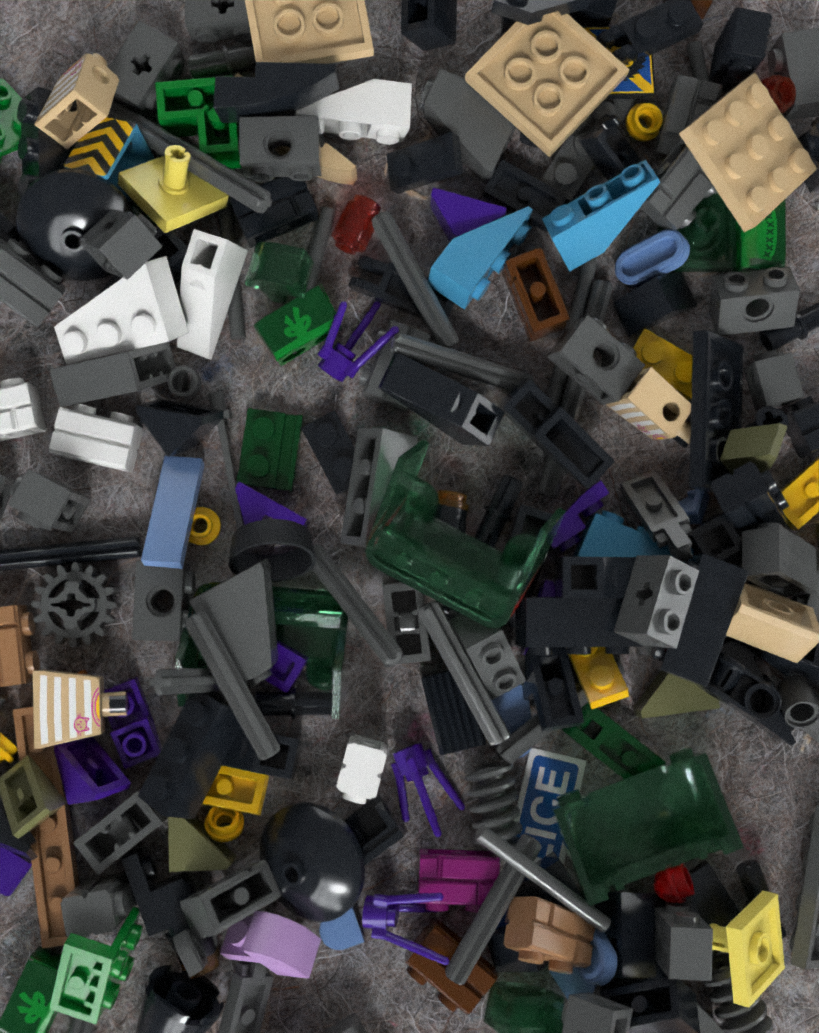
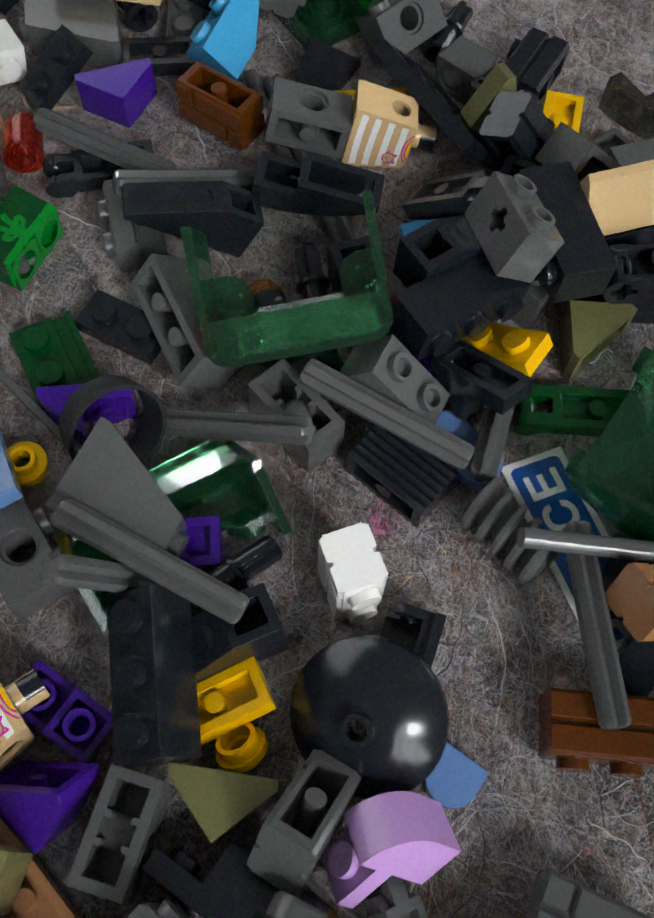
camera: 30 degrees left, 20 degrees down
(339, 360) = (75, 240): dark purple plant -> none
(383, 912) = (486, 720): dark purple plant -> none
(412, 763) = (402, 549): dark purple plant -> none
(459, 875) = (530, 631): magenta brick -> none
(472, 257) = (146, 104): dark azure slope -> none
(571, 524) = (389, 233): dark purple slope -> none
(652, 257) = (304, 22): medium blue tile -> none

